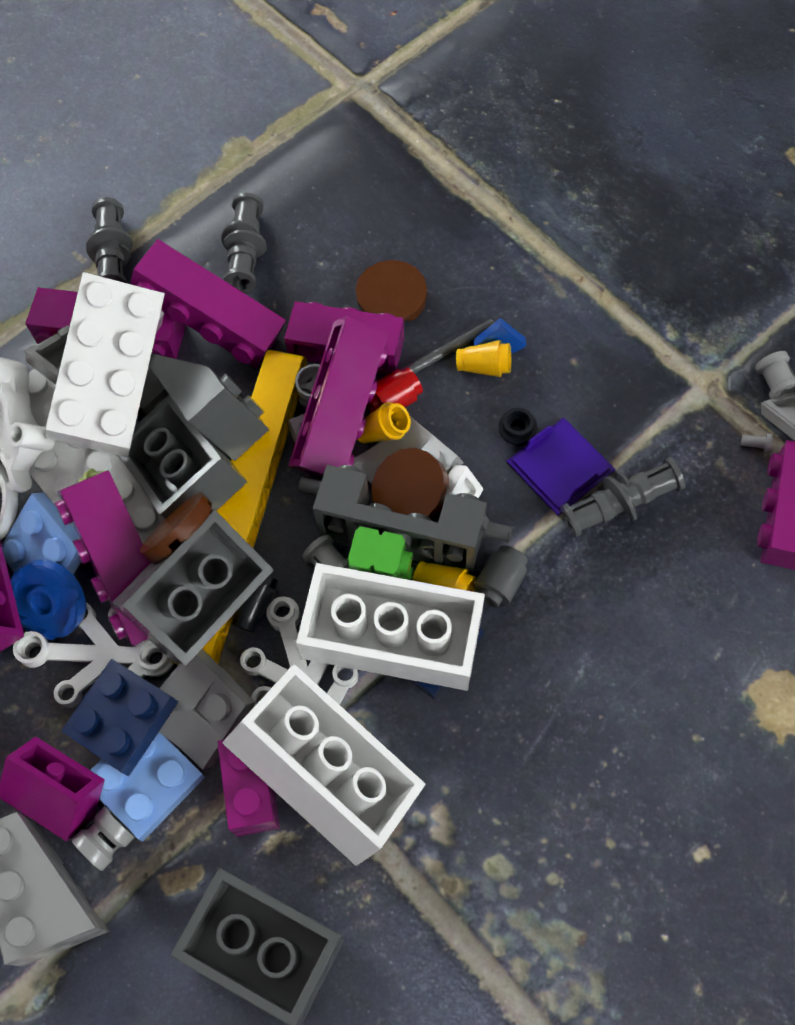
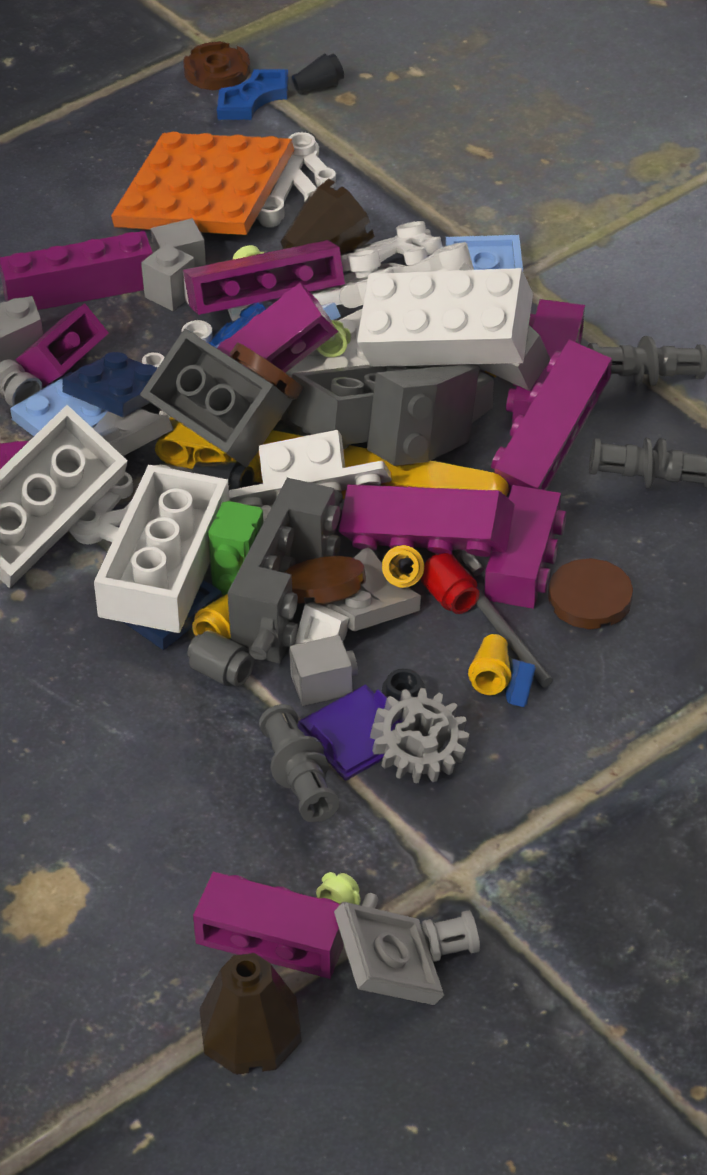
camera: 90 degrees right, 20 degrees down
(271, 509) = (308, 459): none -> white bracket
(508, 488) = (322, 669): none -> light grey brick
(579, 405) = (416, 739): none -> light grey gear
(749, 460) = (339, 888): none -> yellowish green plate

